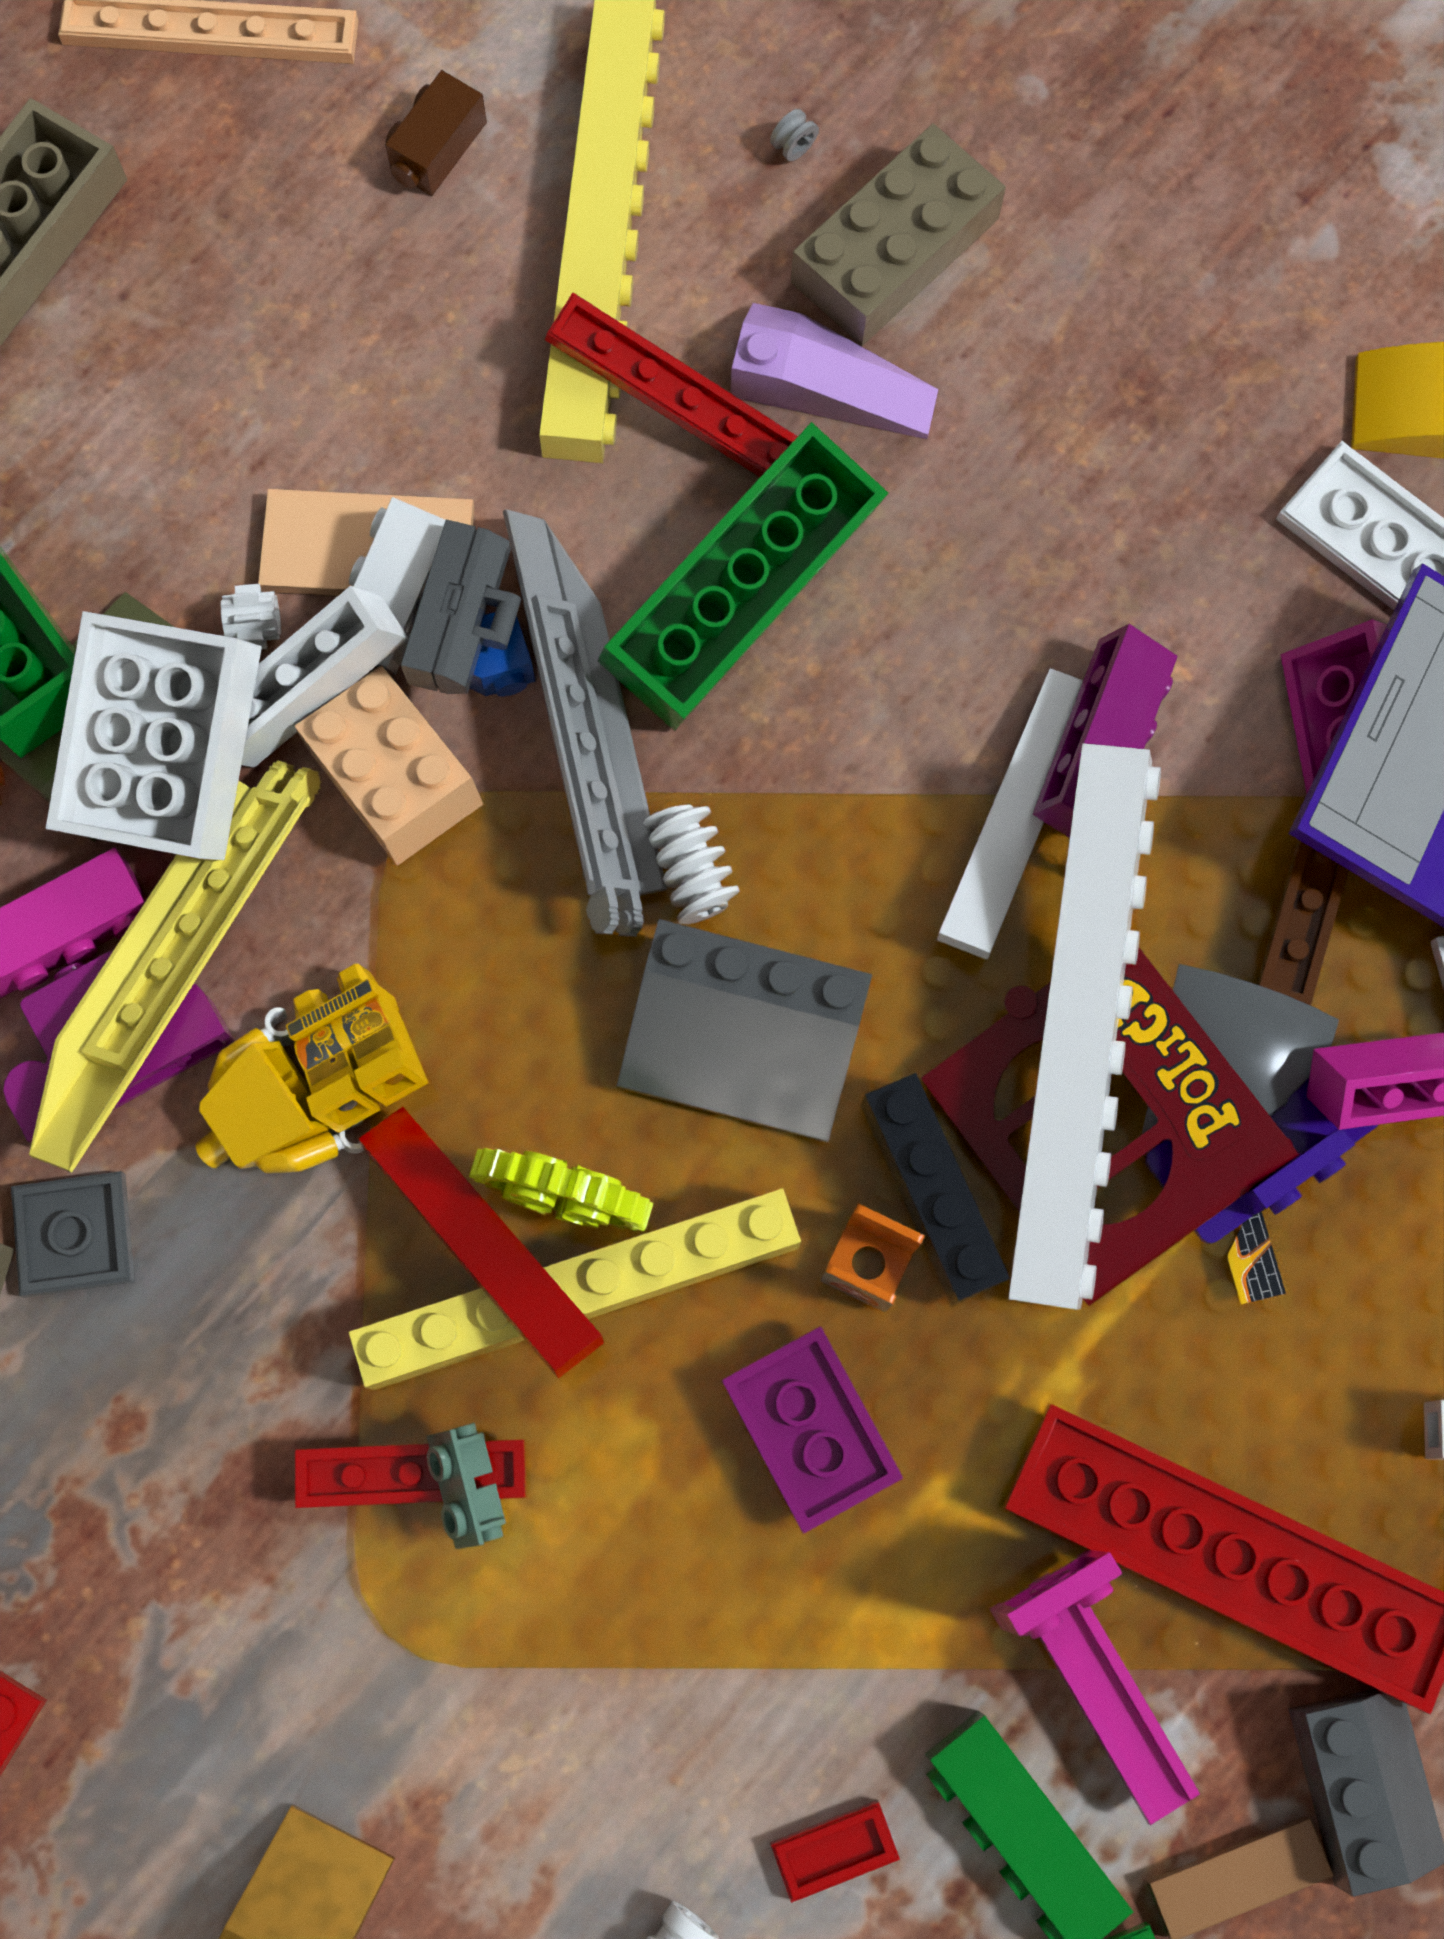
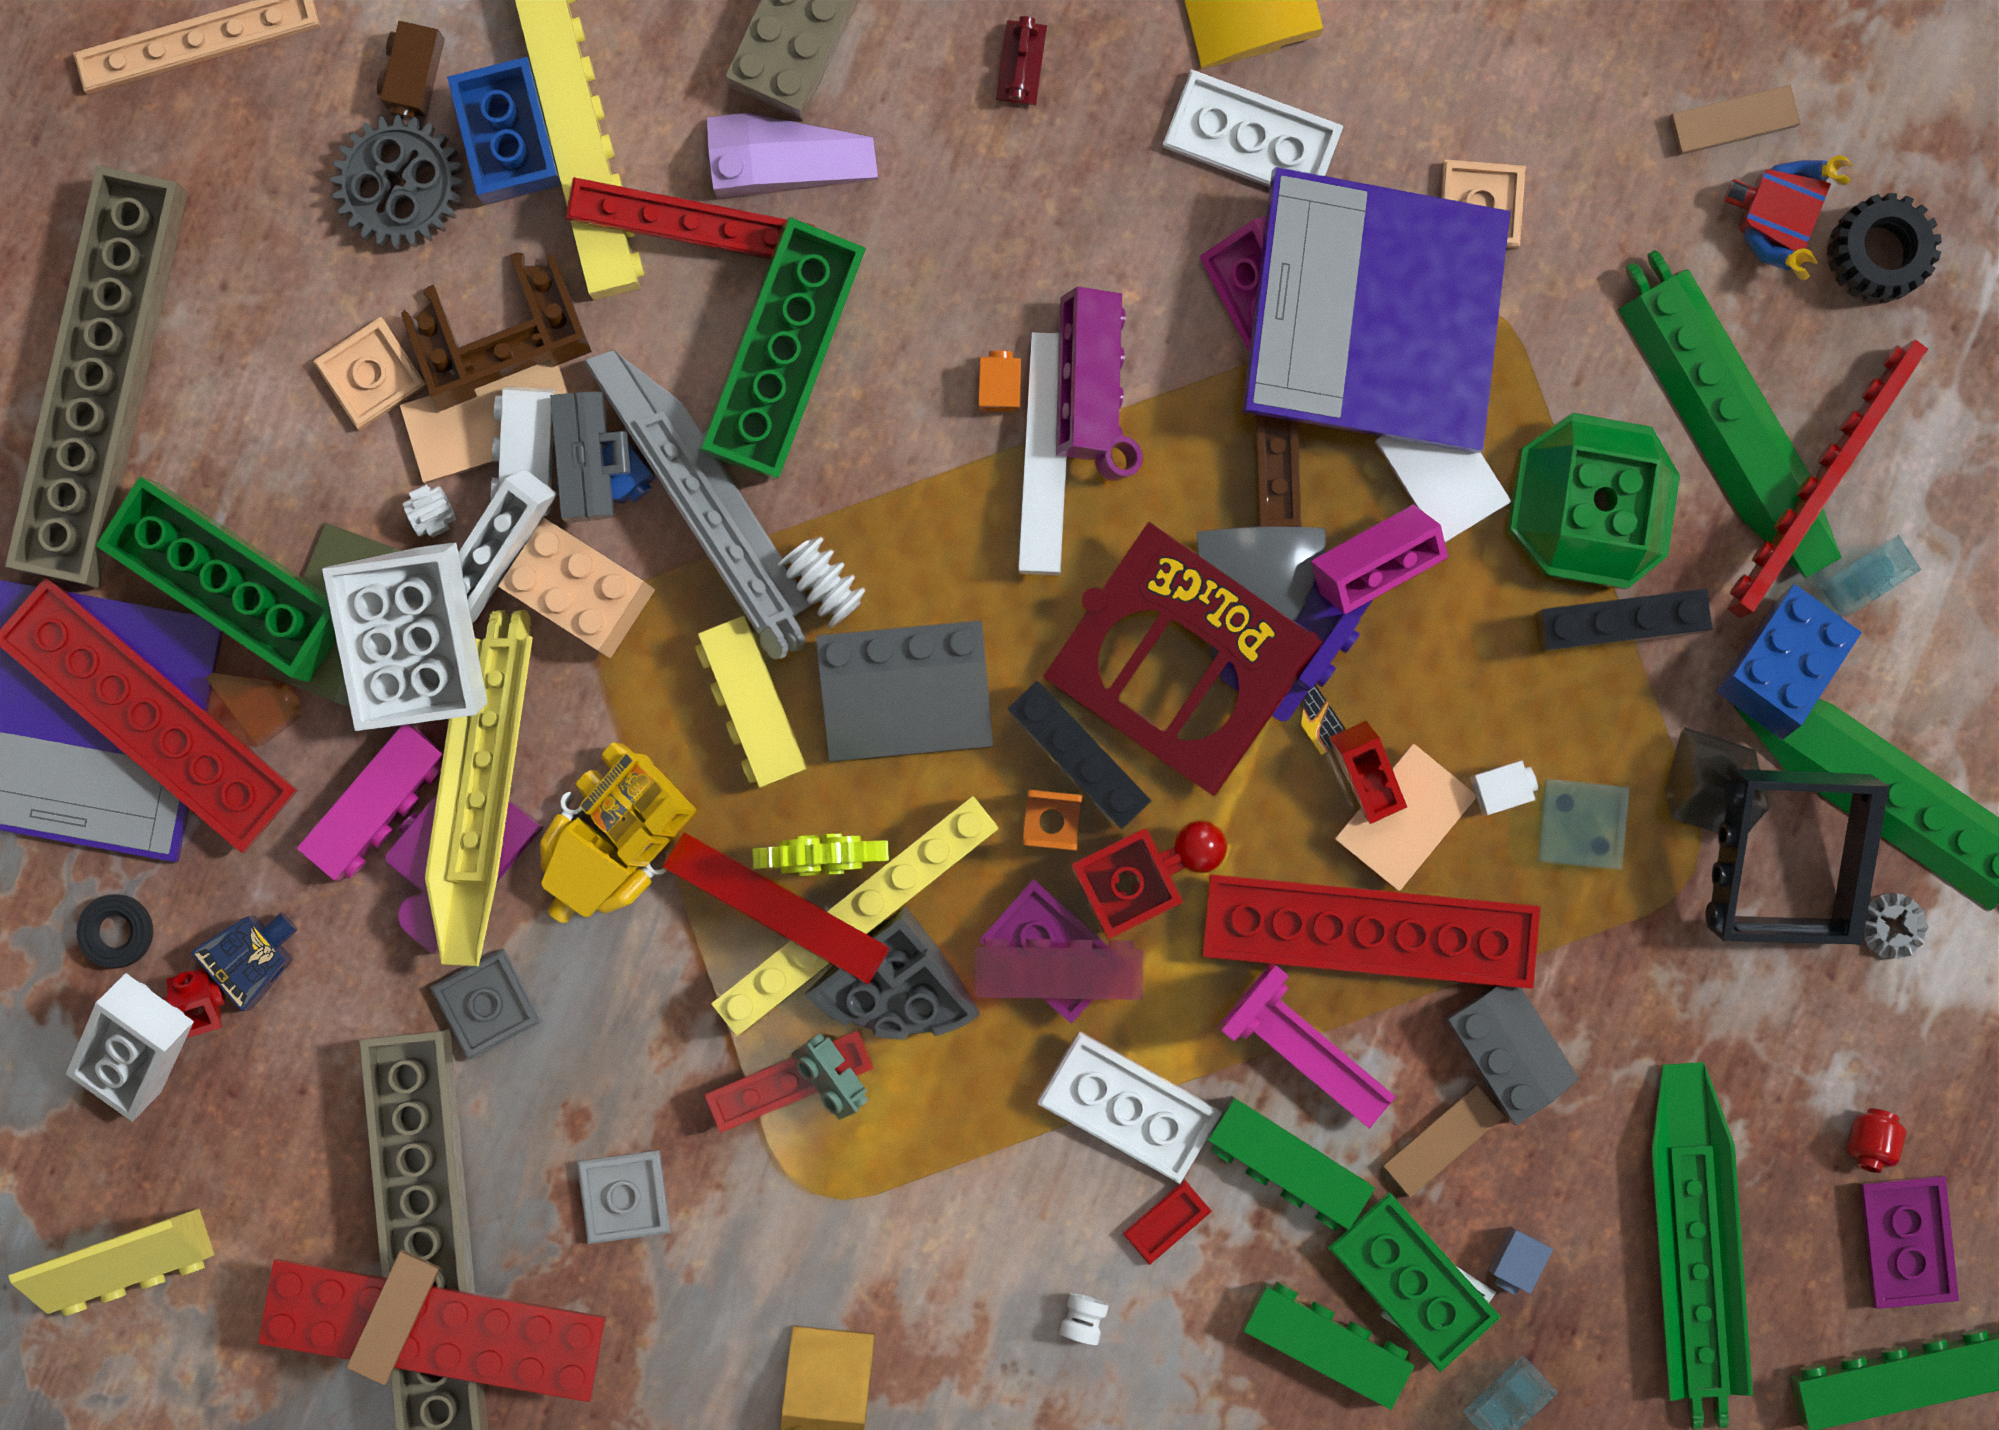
camera: 15 degrees left, 10 degrees up
(142, 1548) = (624, 1196): none -> light grey tile
(249, 445) = (370, 373): none -> light nougat tile
(346, 468) = (456, 372): none -> reddish brown wedge
(369, 246) = (365, 164): none -> dark grey gear
(512, 228) = (504, 130): none -> blue brick
(547, 978) = (752, 703): none -> light yellow brick
(603, 1414) = (909, 992): none -> dark grey brick
(812, 1457) = (1058, 972): none -> clear pink brick
(839, 1675) = (1129, 1107): none -> white tile
(991, 711) = (999, 382): none -> orange brick
(1046, 1363) = (1197, 847): none -> red brick
(1082, 1027) = (1142, 604): white brick -> none
(1144, 363) = (1021, 61): none -> dark red hinge
(1301, 1345) = (1368, 771): none -> red arch
(1326, 1424) = (1405, 839): none -> light nougat tile

